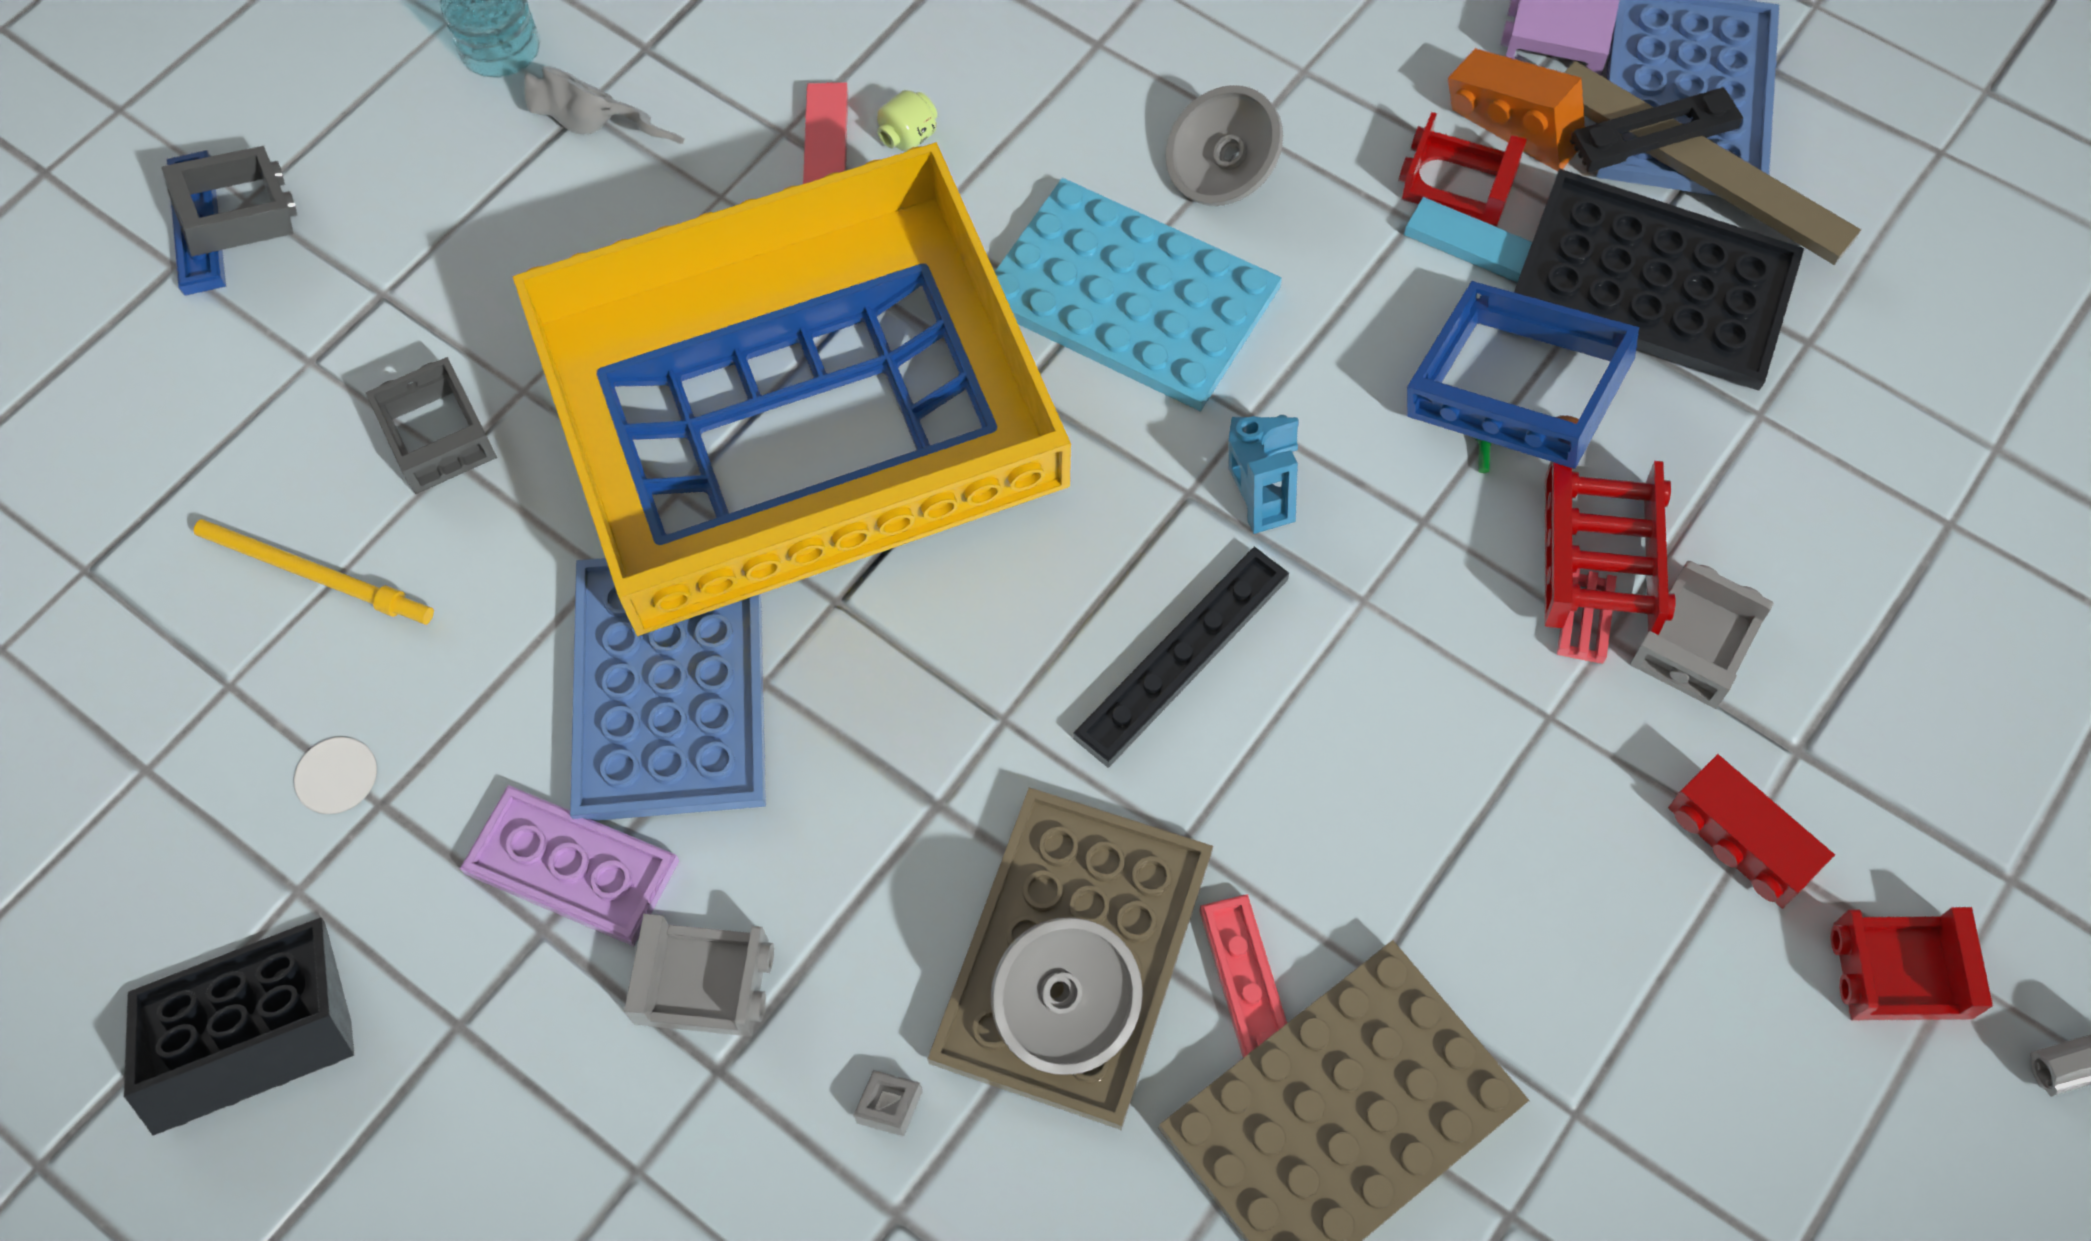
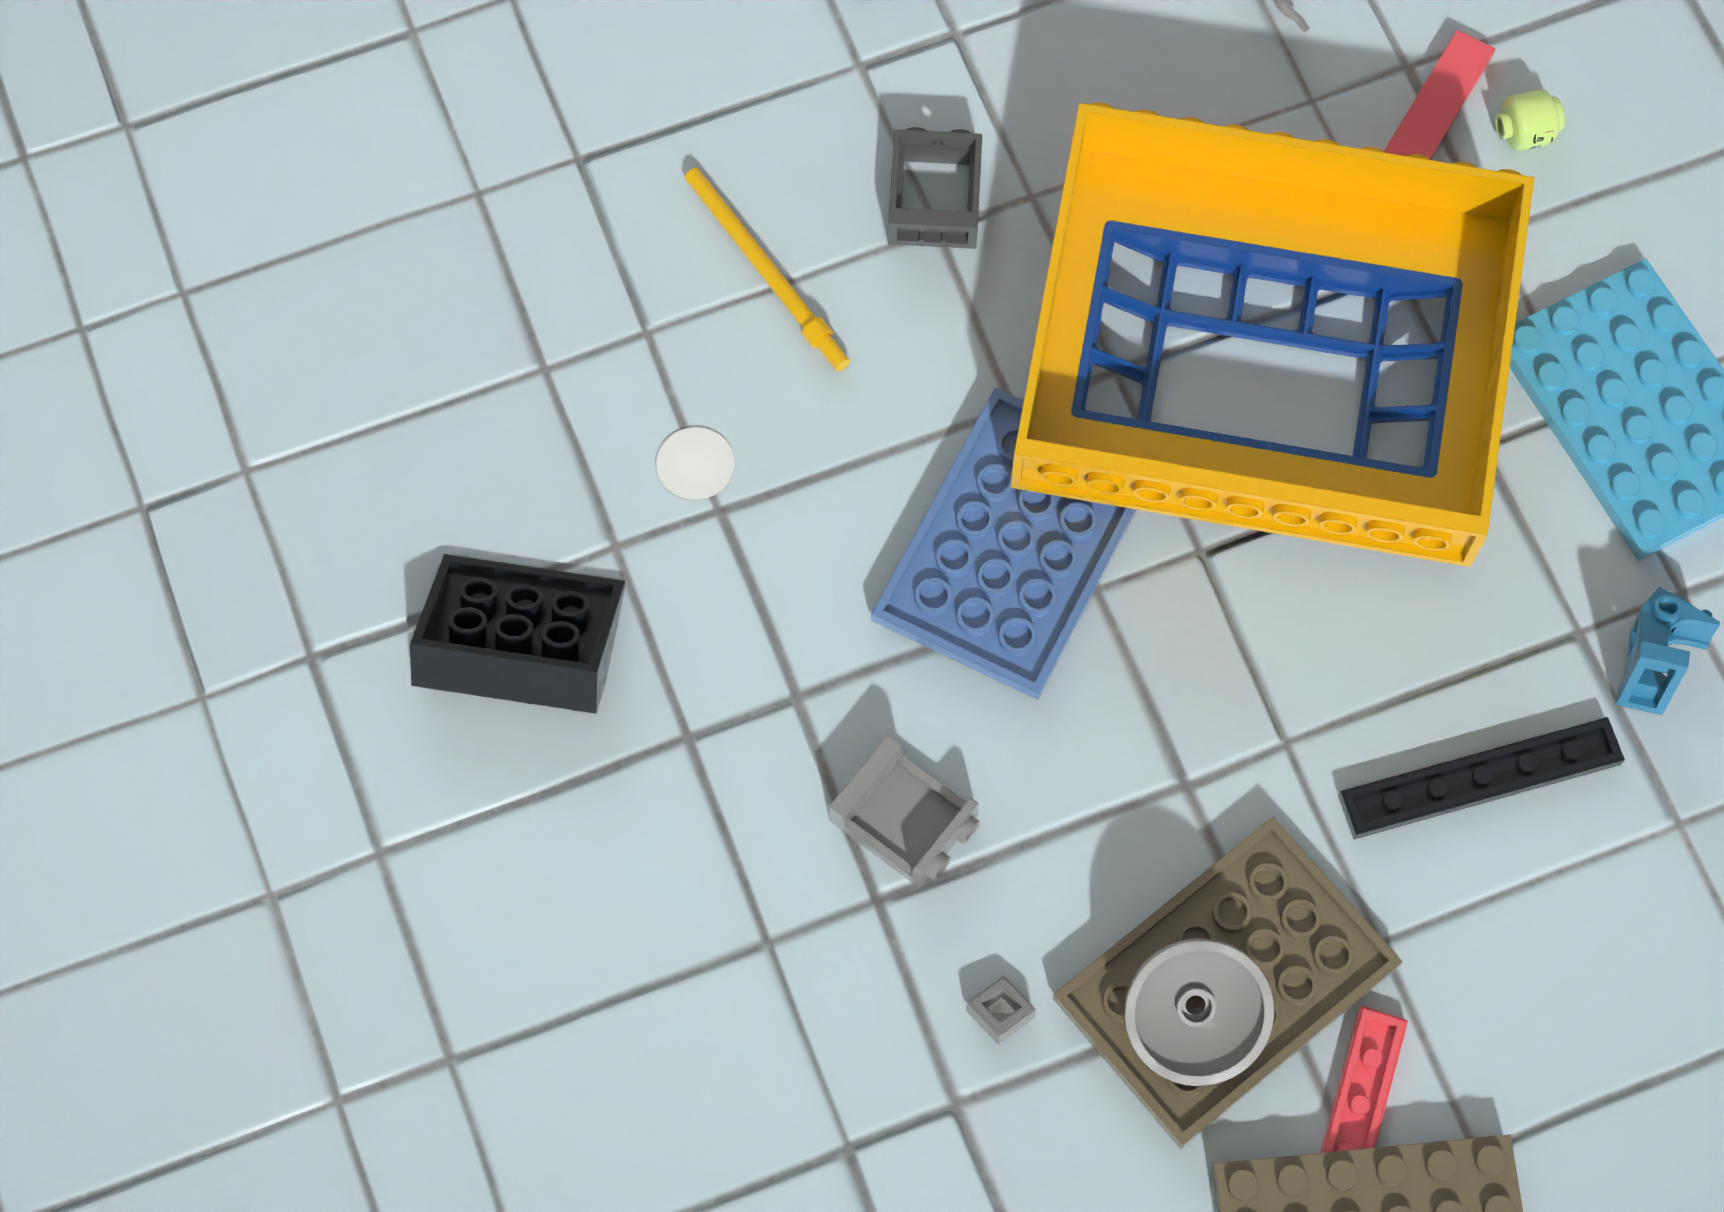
camera: 30 degrees right, 5 degrees up
(570, 865) = (848, 655): lavender tile -> none

